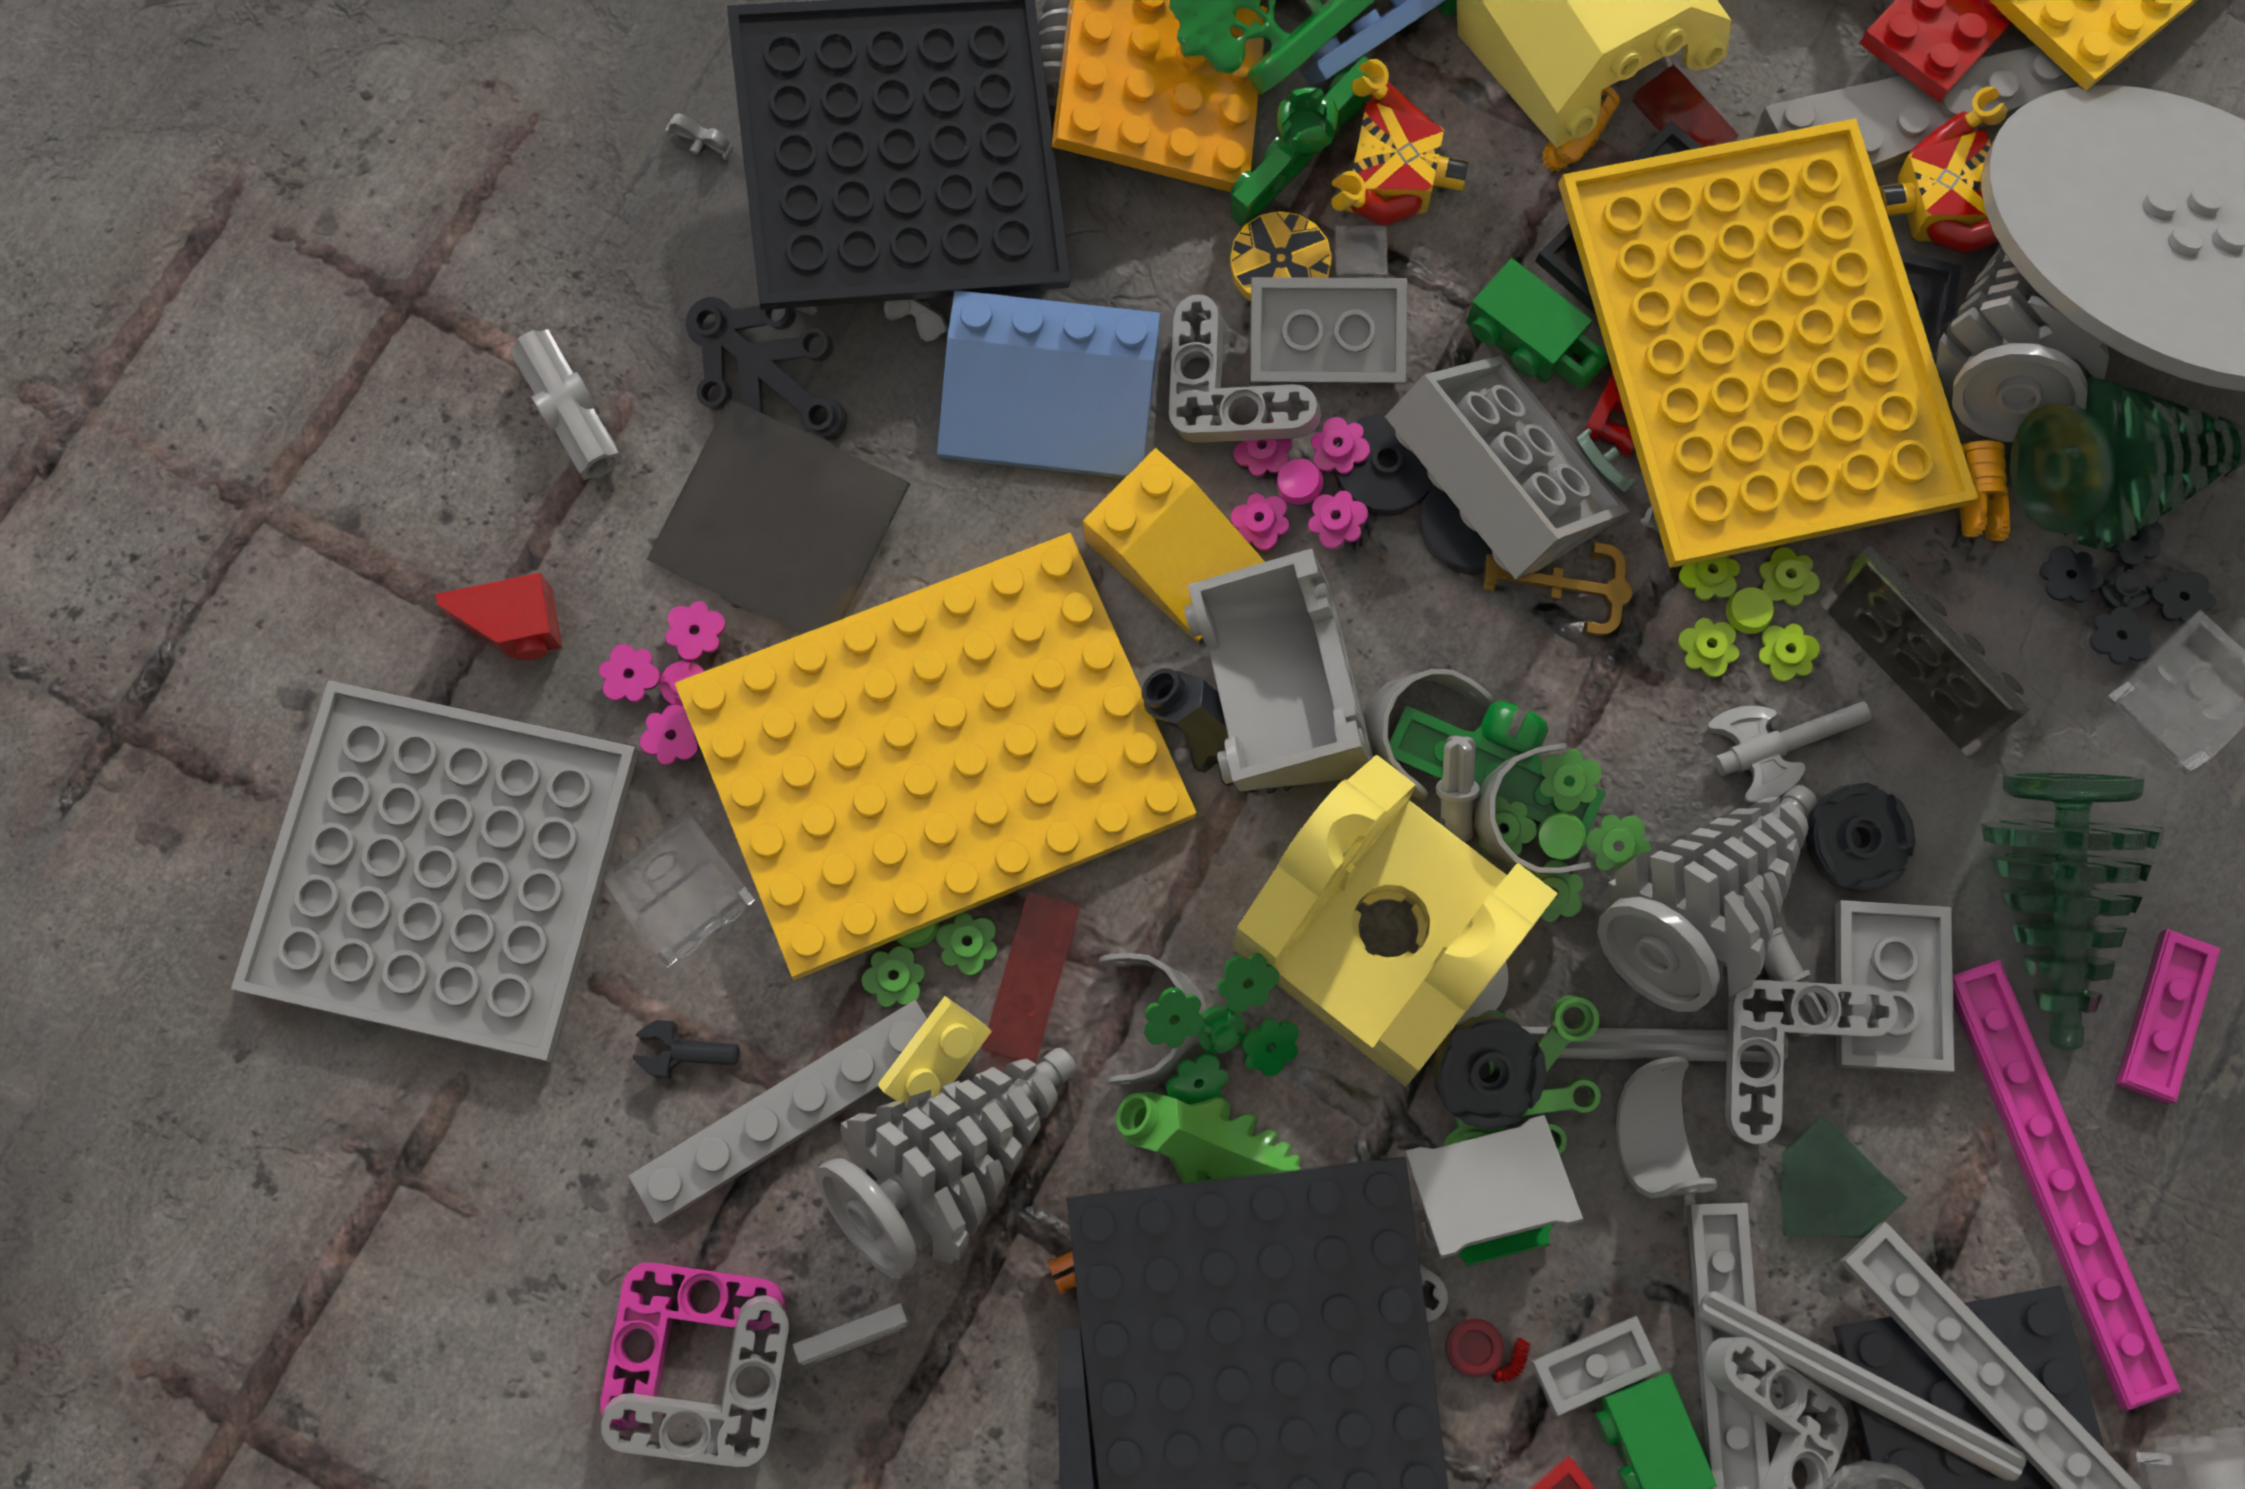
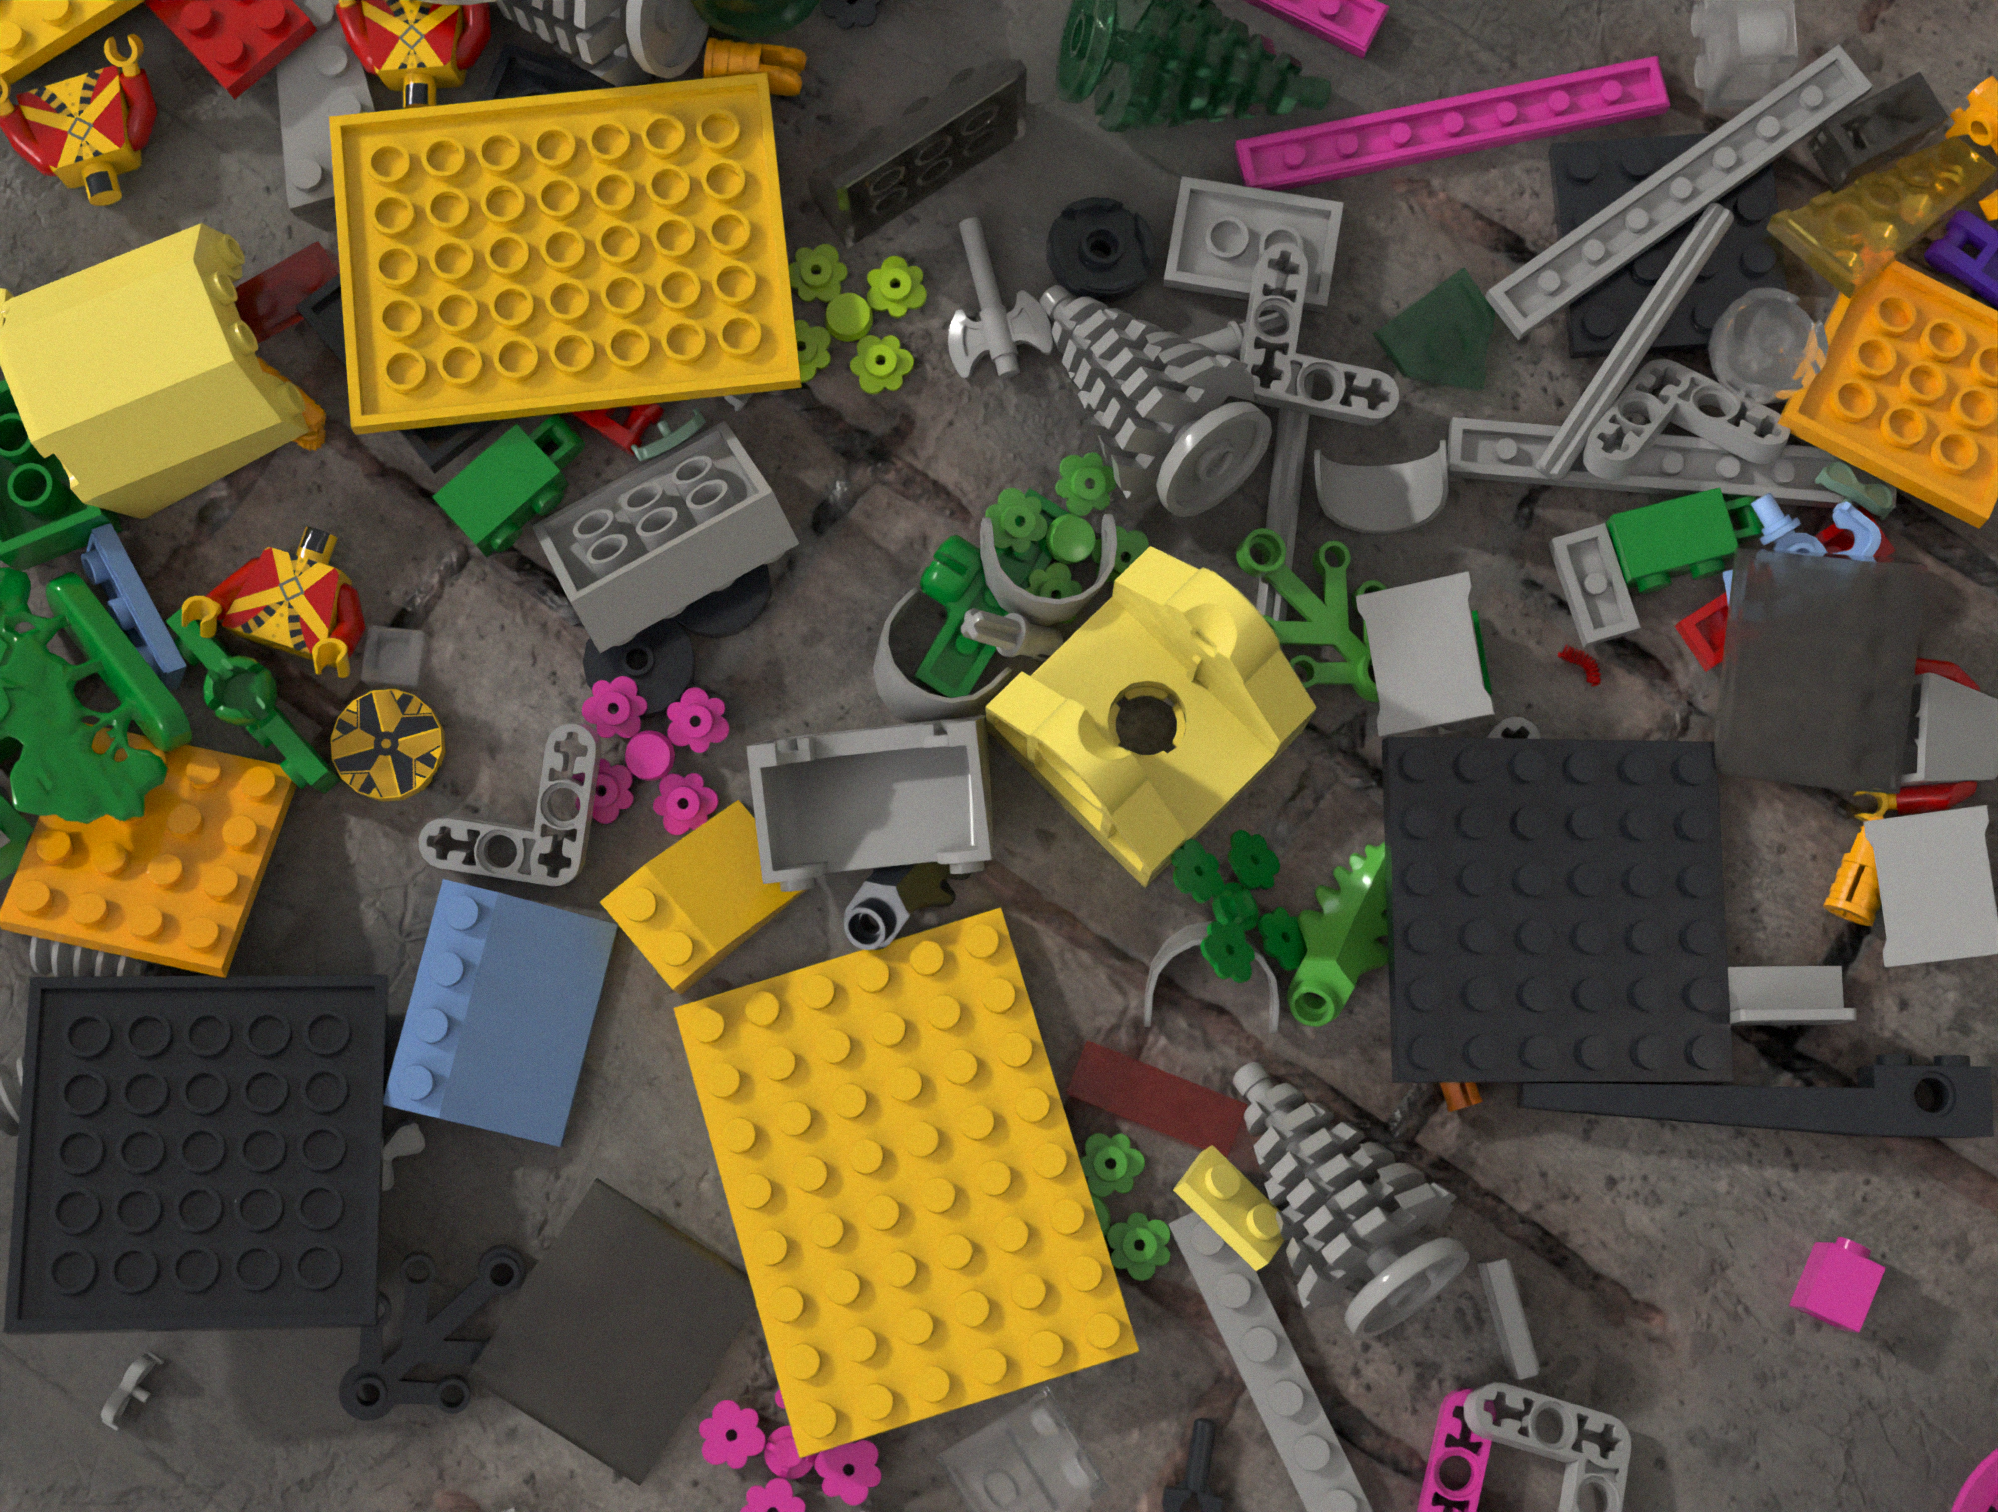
camera: 85 degrees left, 5 degrees up
(1328, 330) = (482, 703): light grey plate -> none
(1474, 1348) = (1565, 698): dark red tile -> none
(1511, 1087) = (1332, 637): black plate -> none
(1614, 593) = (811, 448): pearl gold piece -> none

